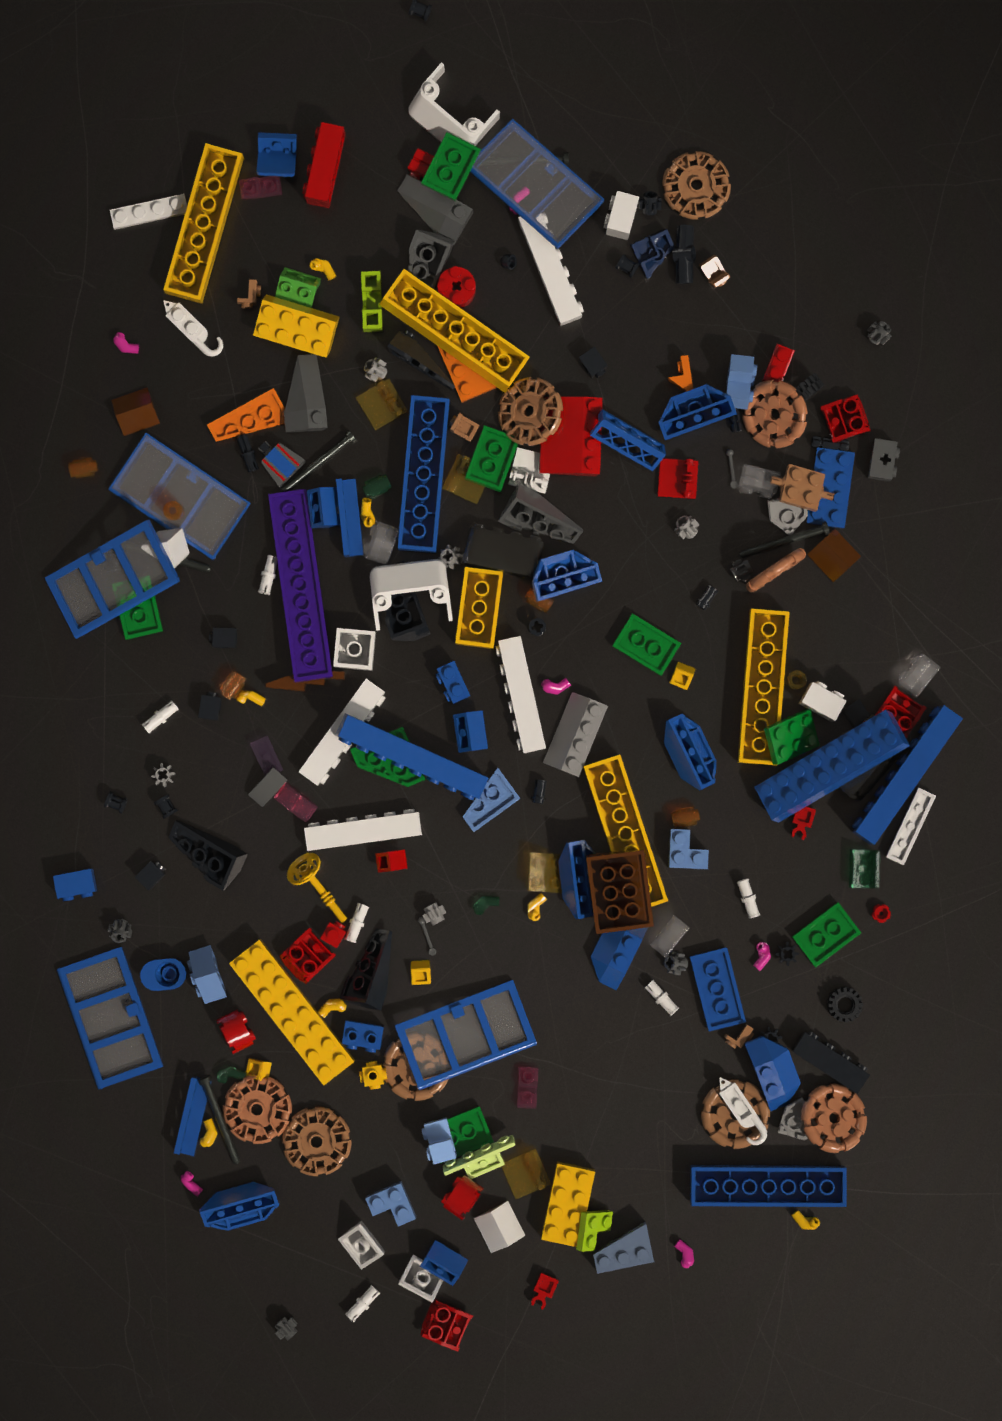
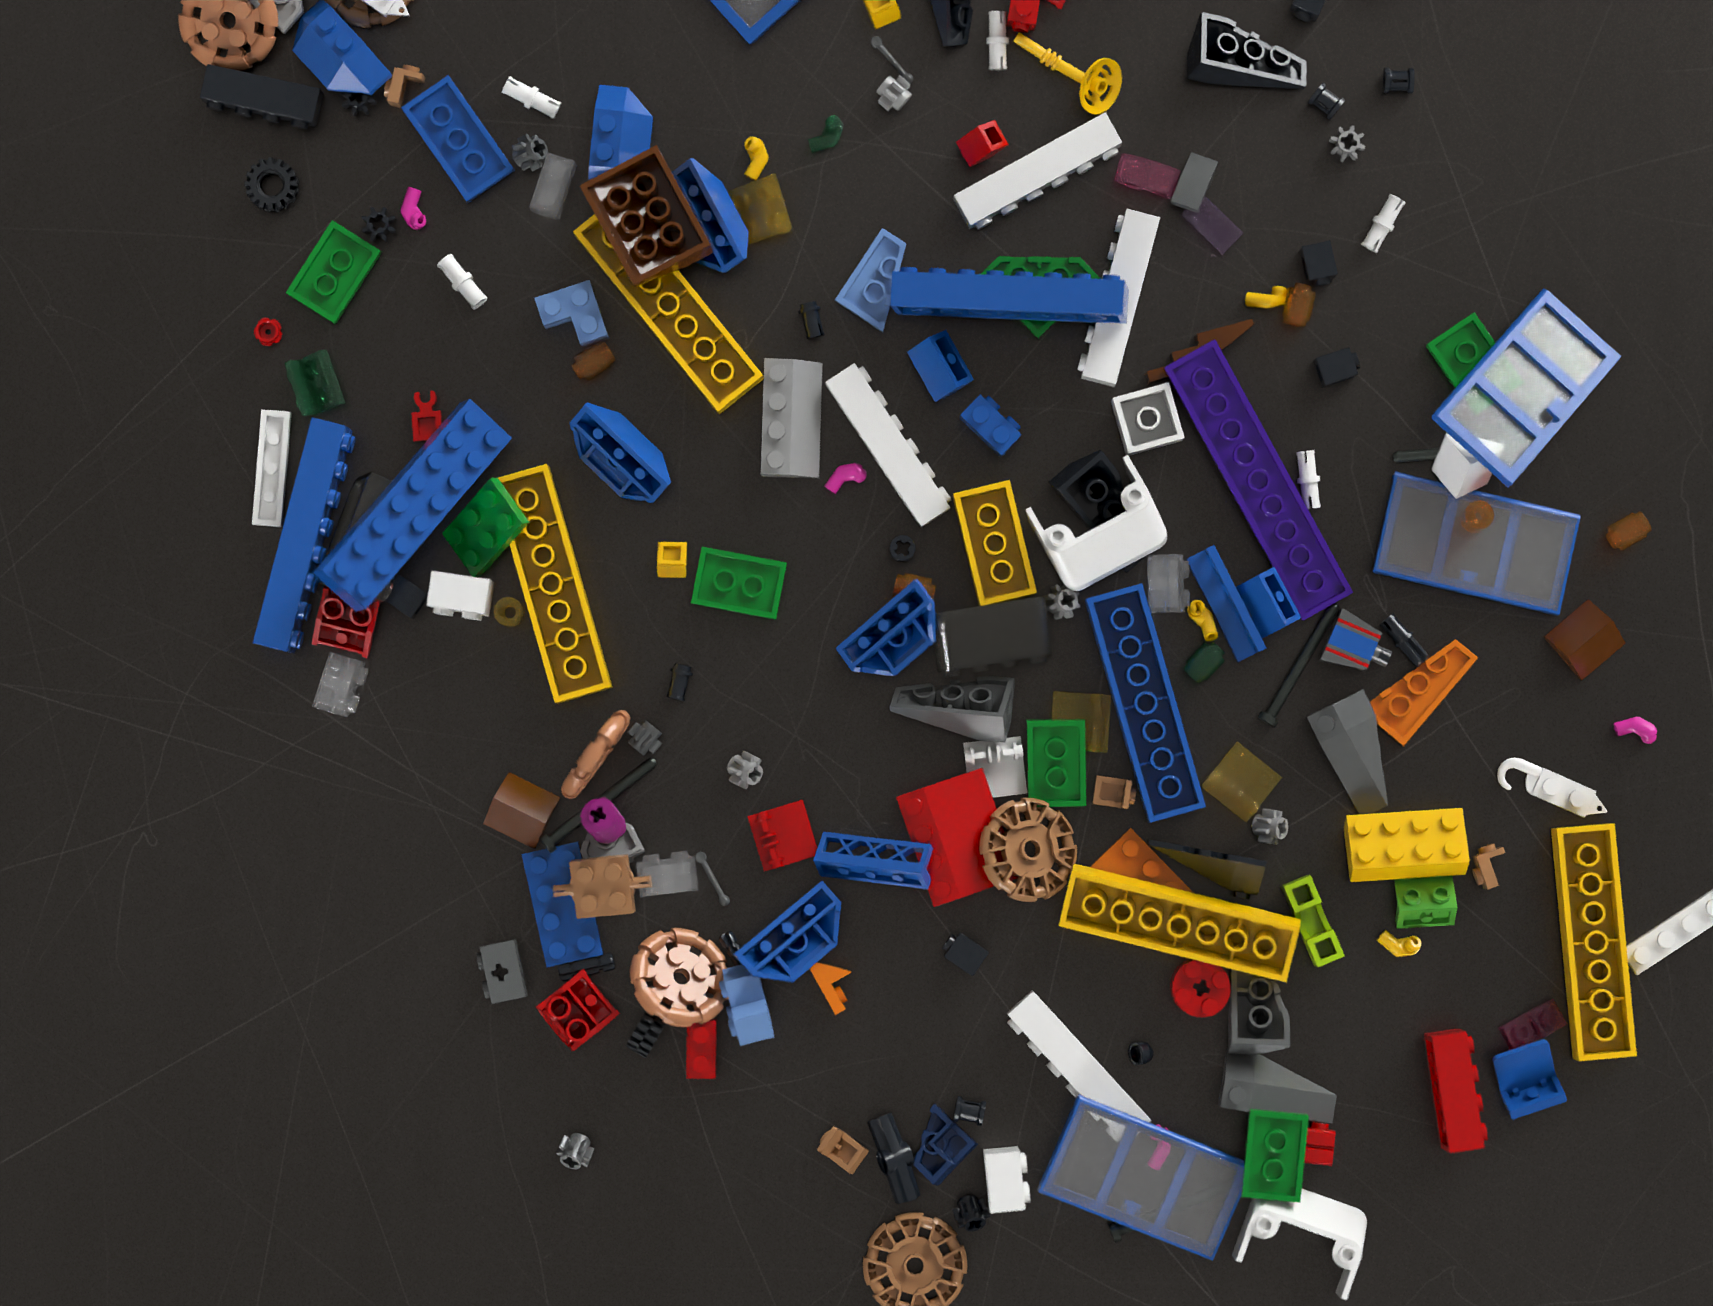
camera: 160 degrees right, 0 degrees up
(786, 534) = (603, 820): none -> magenta piece

